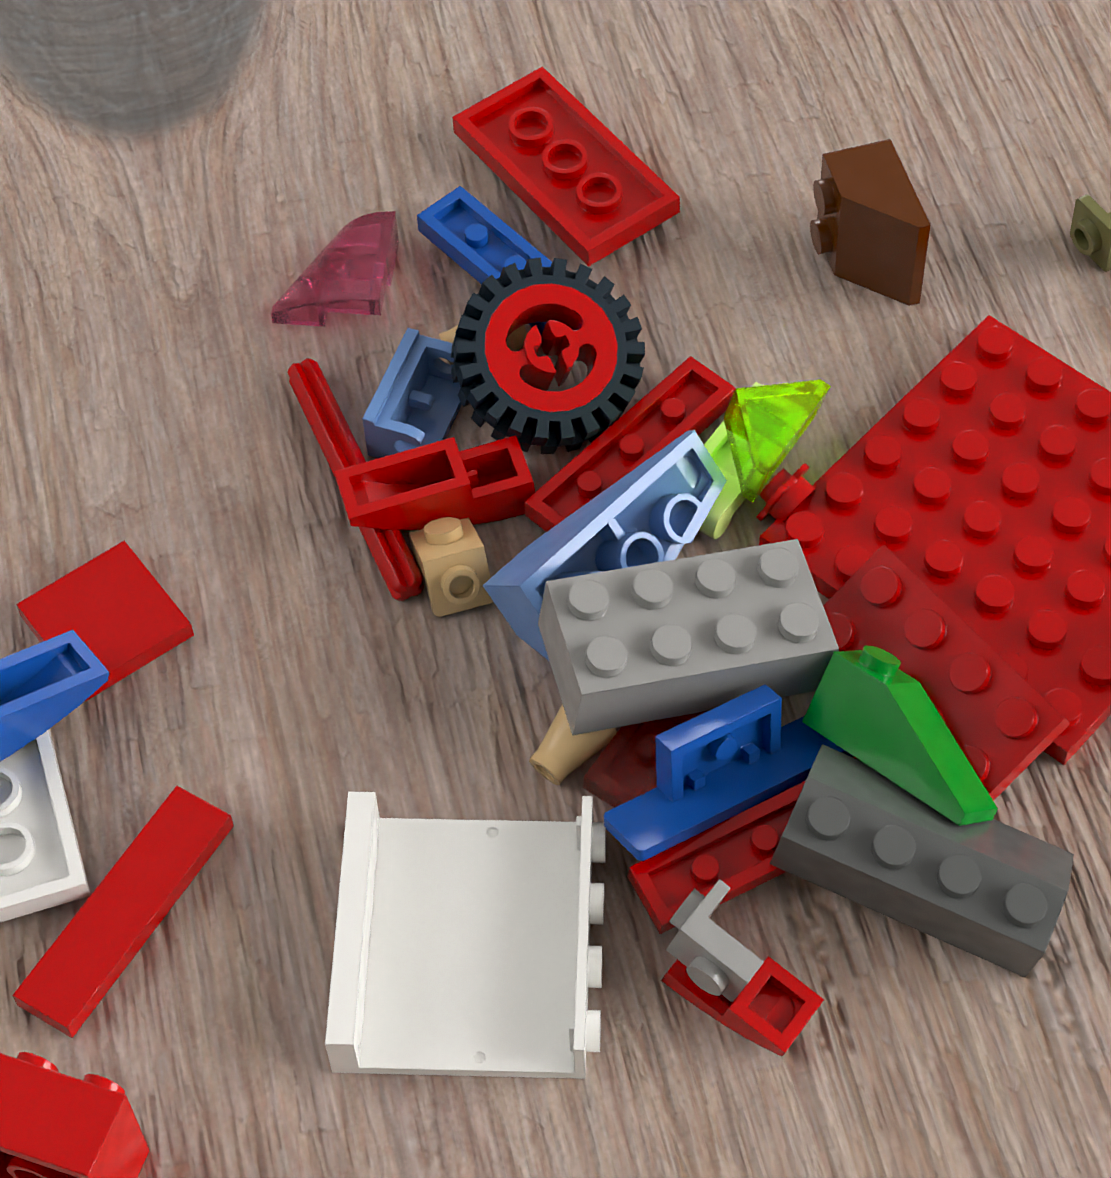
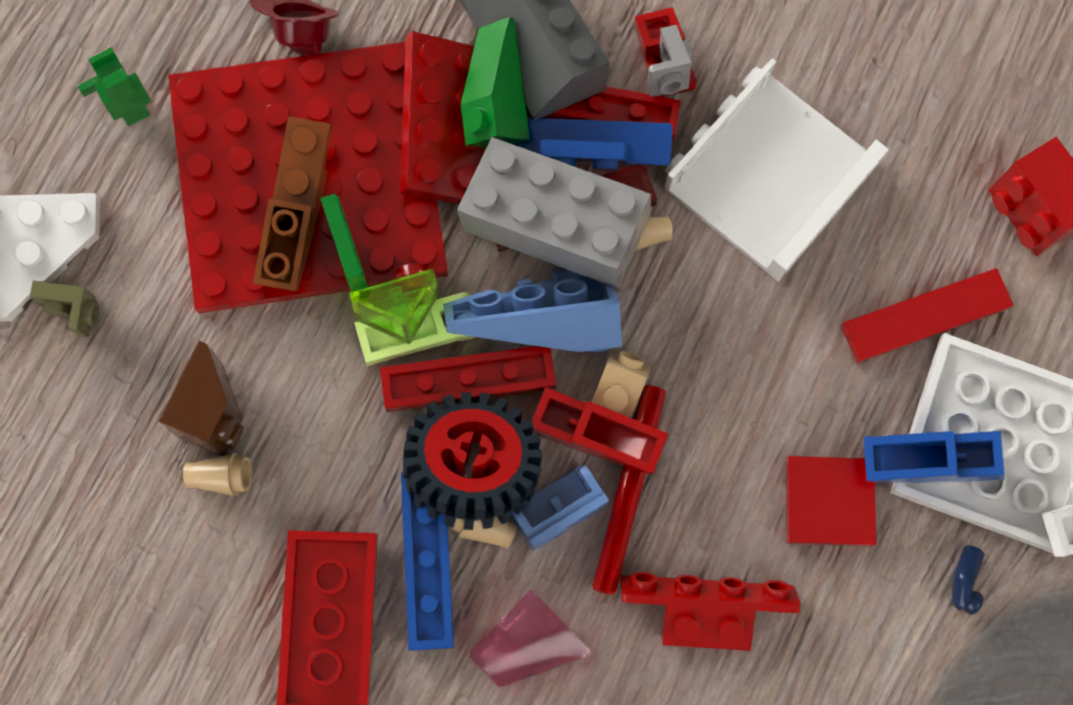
camera: 150 degrees left, 20 degrees up
(172, 425) = (708, 610): none -> red bracket
(788, 205) = (221, 474): none -> tan cone
(879, 420) = (344, 242): none -> green tile
(985, 449) = (295, 204): none -> dark orange slope

